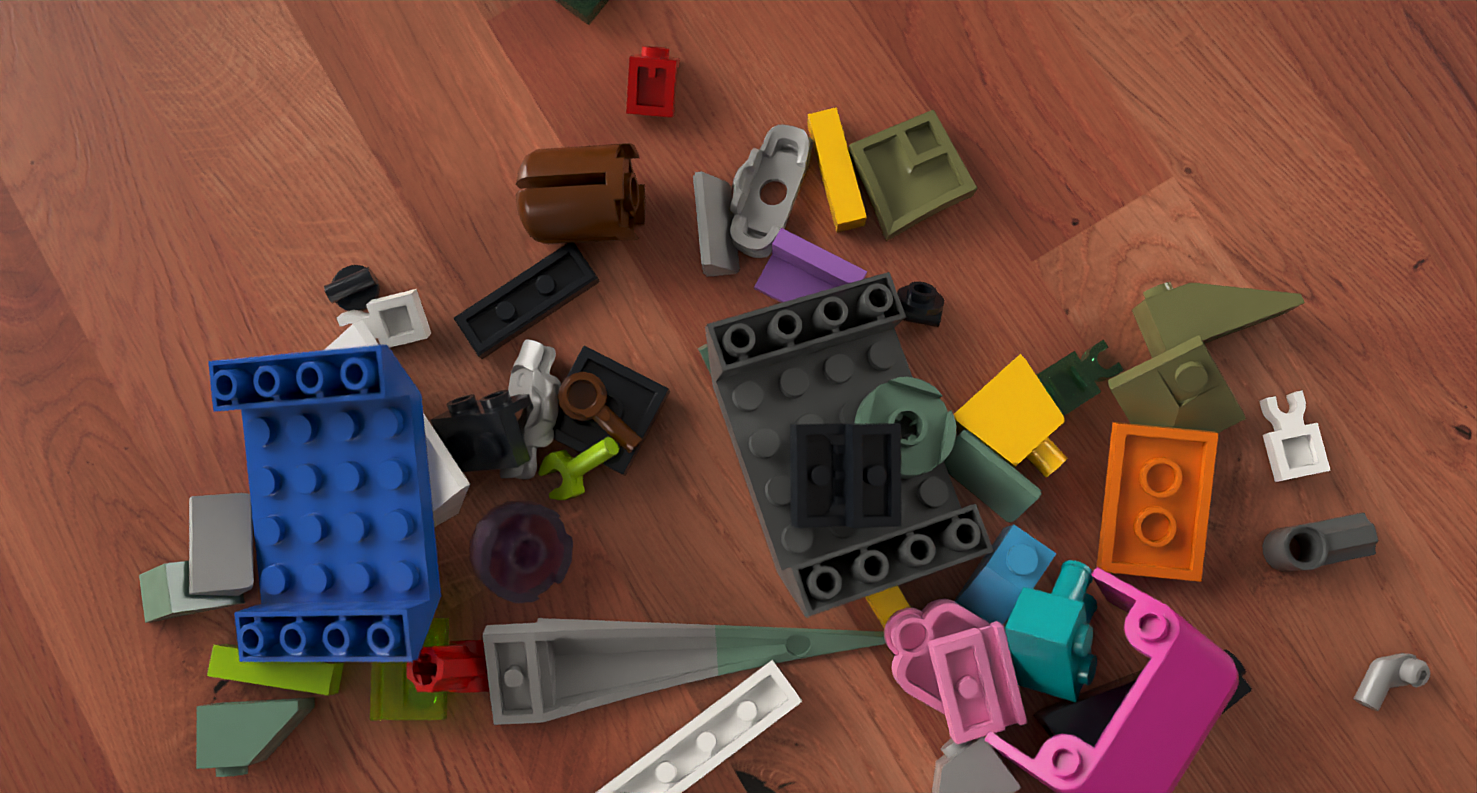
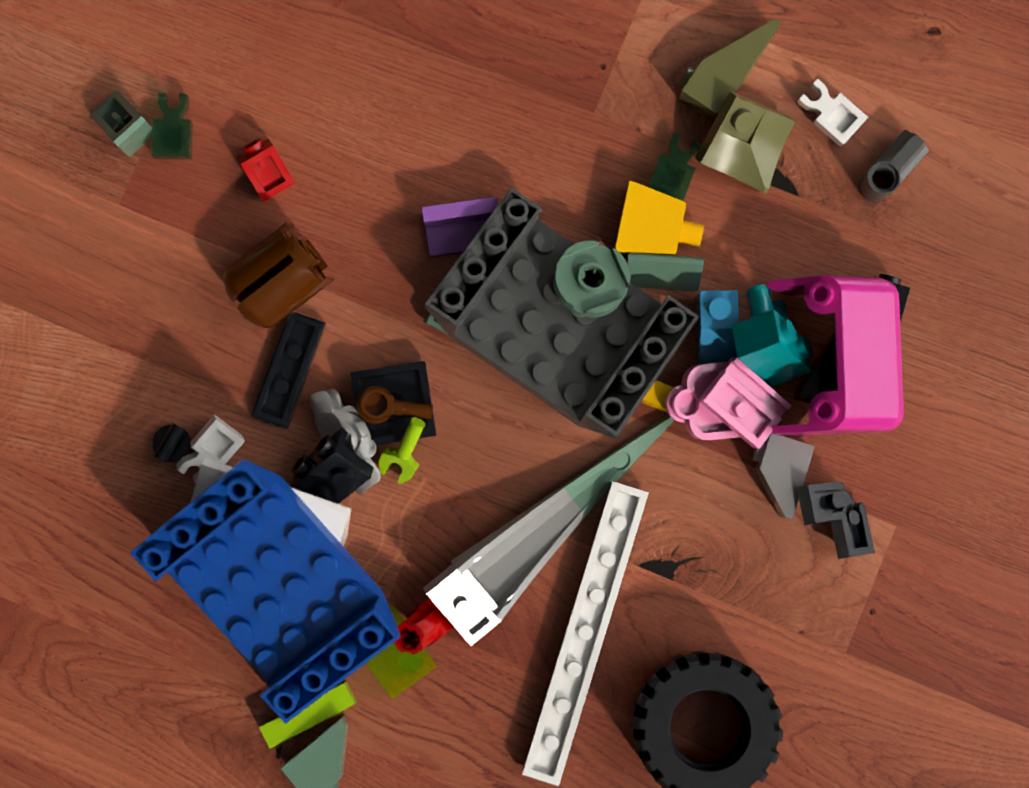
camera: 45 degrees left, 5 degrees up
(167, 594) = (213, 707): sand green slope -> none
(220, 544) = (215, 663): light grey slope -> none
(520, 550) = (408, 528): cylinder -> none
(714, 221) = (376, 234): light grey slope -> none
(782, 159) = (386, 159): light grey piece -> none
(836, 170) = (426, 142): yellow piece -> none
(845, 475) = (577, 335): black slope -> none
(911, 172) = (476, 110): olive plate -> none
(921, 303) = (544, 190): black plate -> none
(1157, 501) = (776, 212): orange plate -> none
(1389, 673) = (986, 217): light grey arm -> none

